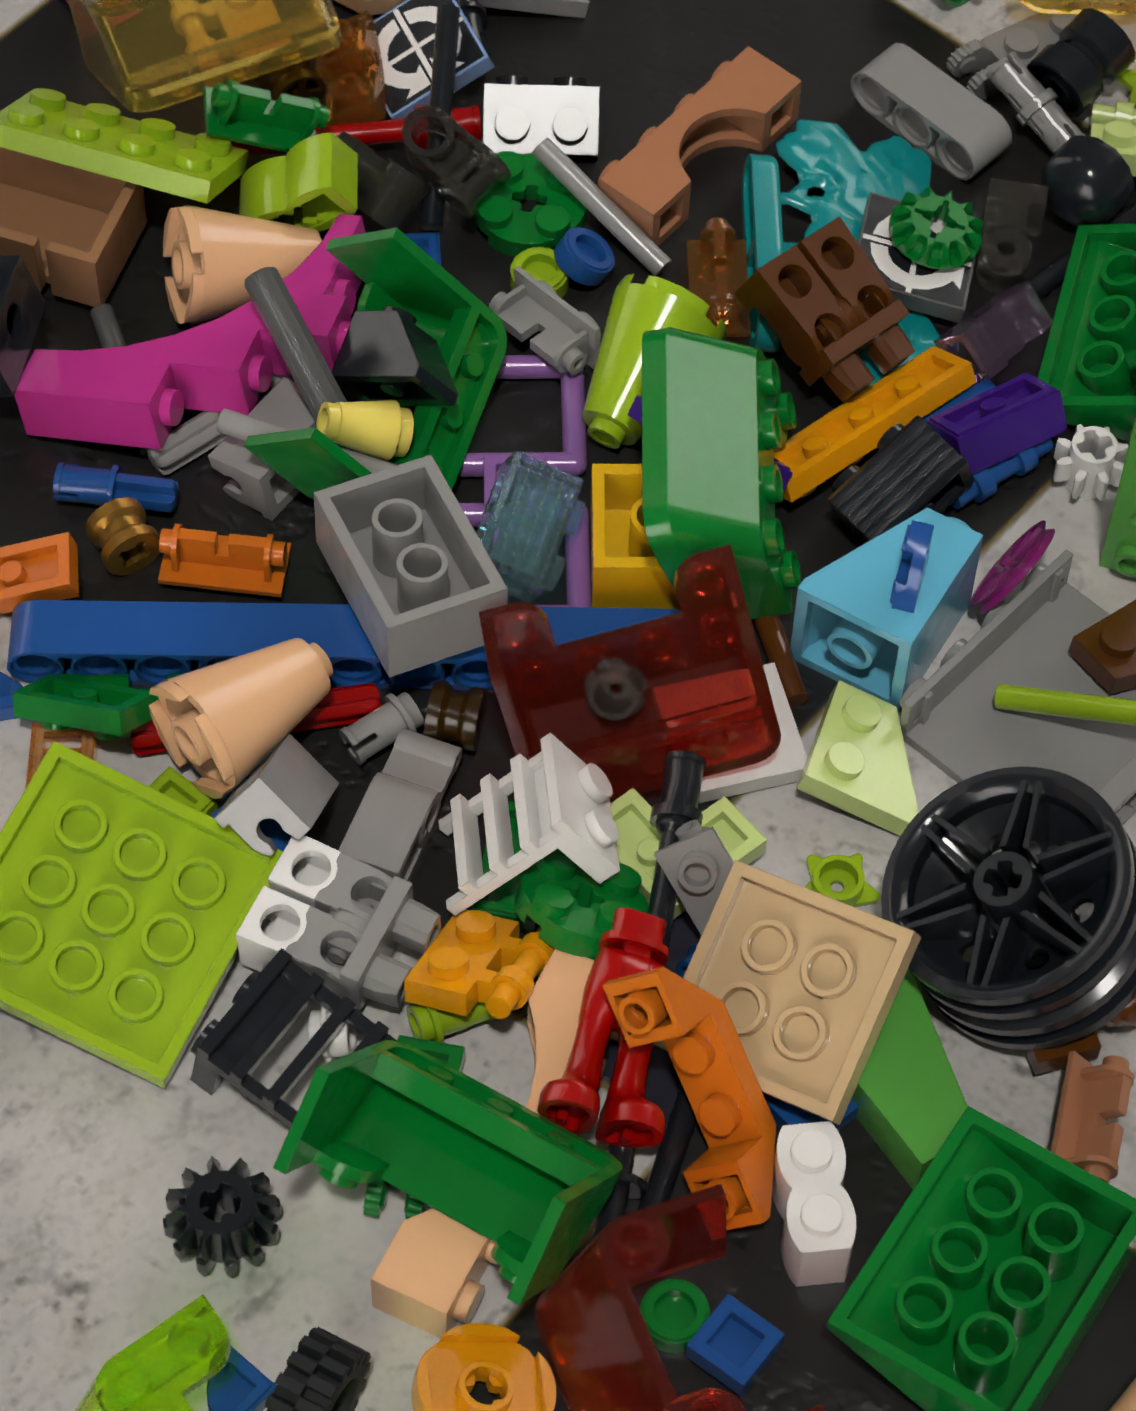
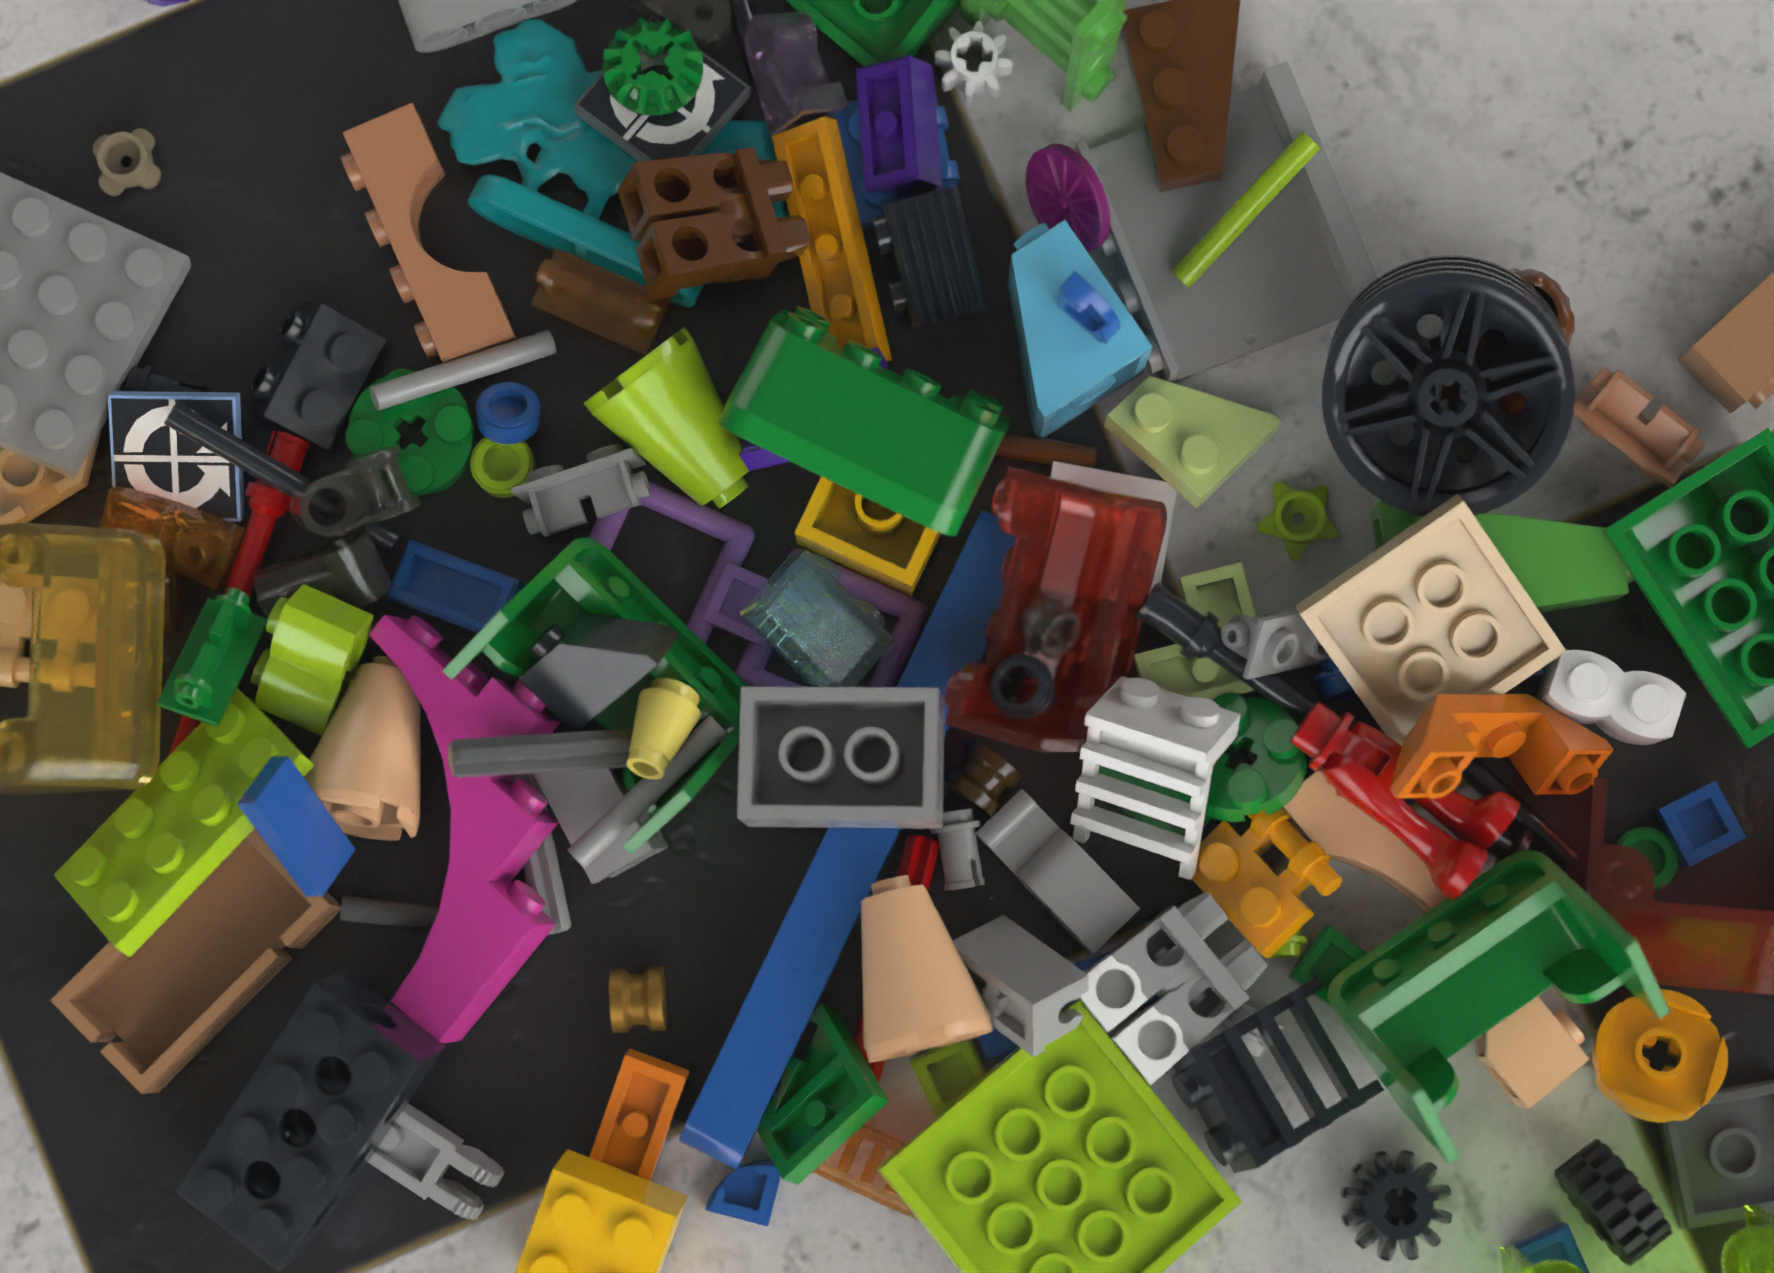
camera: 60 degrees left, 25 degrees up
(100, 485) = (572, 983): blue axle -> none
(147, 201) = (296, 826): none -> blue tile
(223, 562) = (704, 914): orange hinge -> none
(548, 684) = (1013, 679): none -> black cone

